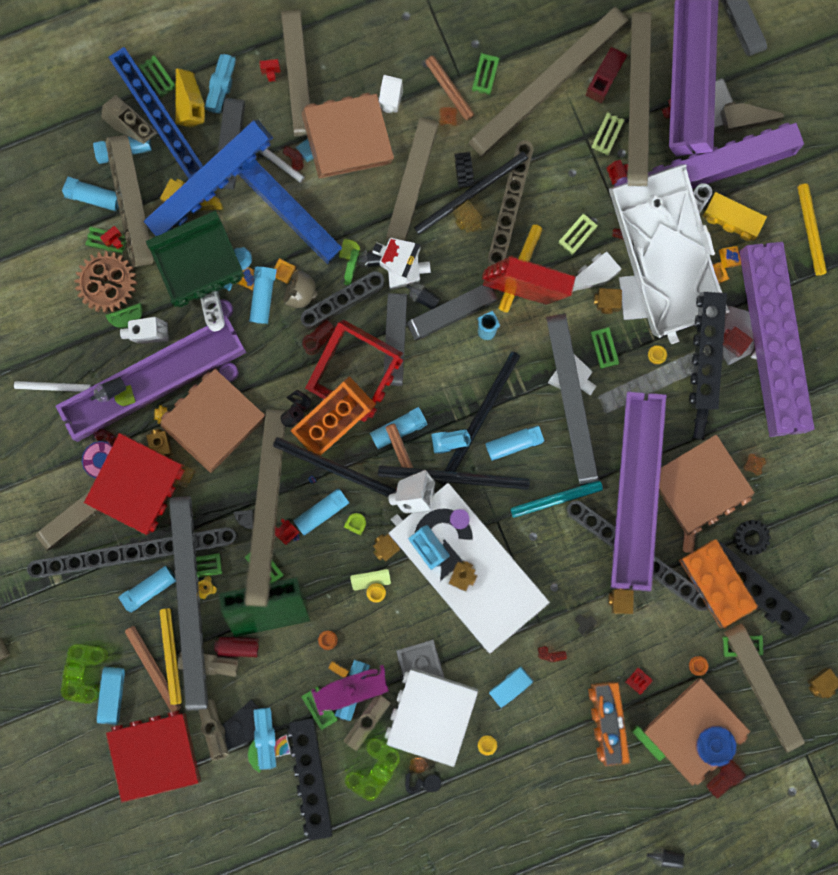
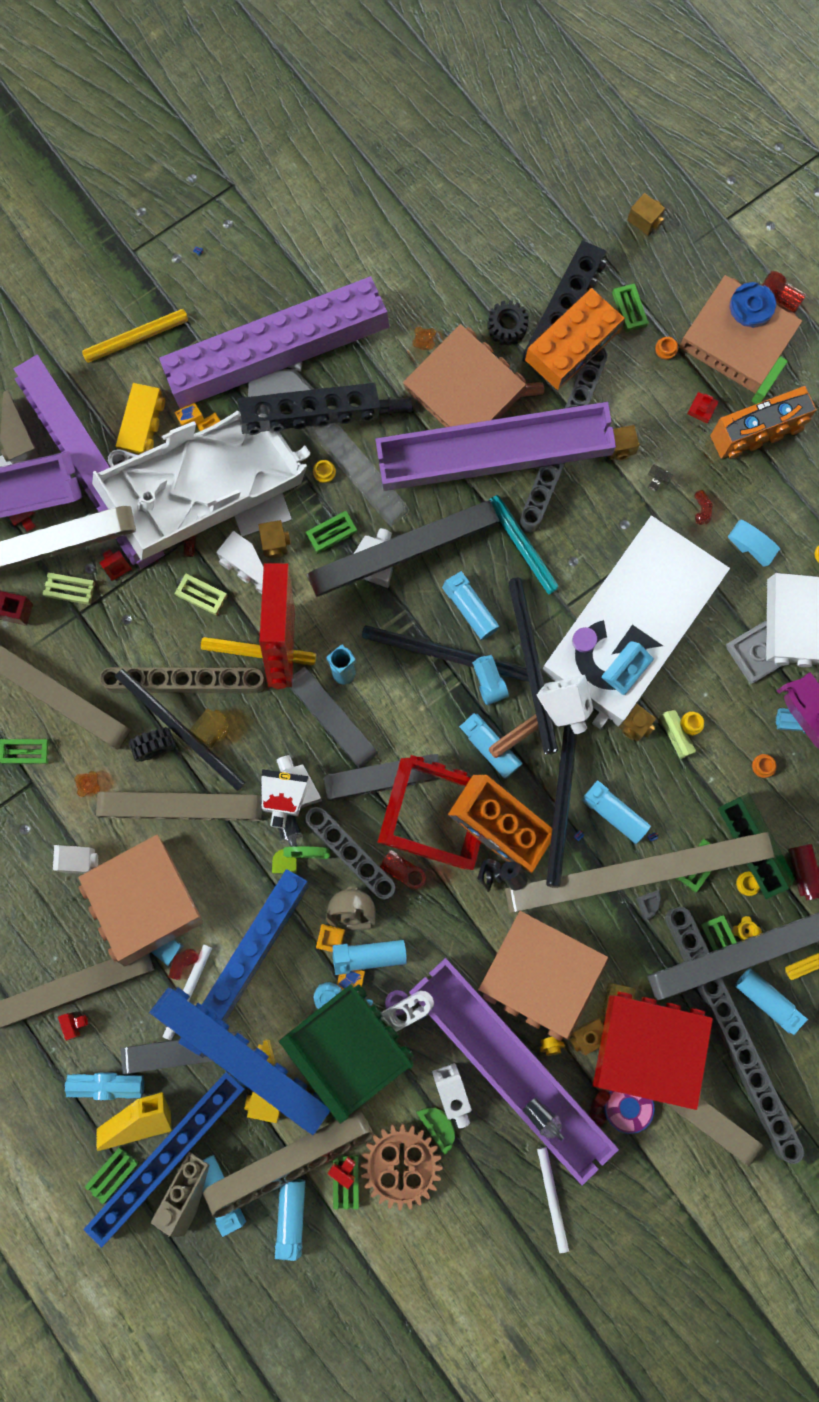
camera: 110 degrees left, 5 degrees down
(126, 397) = (544, 1095): lime tile -> none
(229, 371) = (474, 973): medium lavender tile -> none
(286, 532) = (651, 847): red tile -> none
(340, 670) = (795, 743): light orange tile -> none
(356, 523) = (617, 768): lime tile -> none
(423, 295) = (321, 756): black piece -> none
(450, 88) = (50, 791): nougat axle -> none
(463, 576) = (652, 618): pearl gold brick -> none
(736, 341) = (288, 380): clear red brick -> none
(764, 688) = (673, 272): dark tan beam -> none

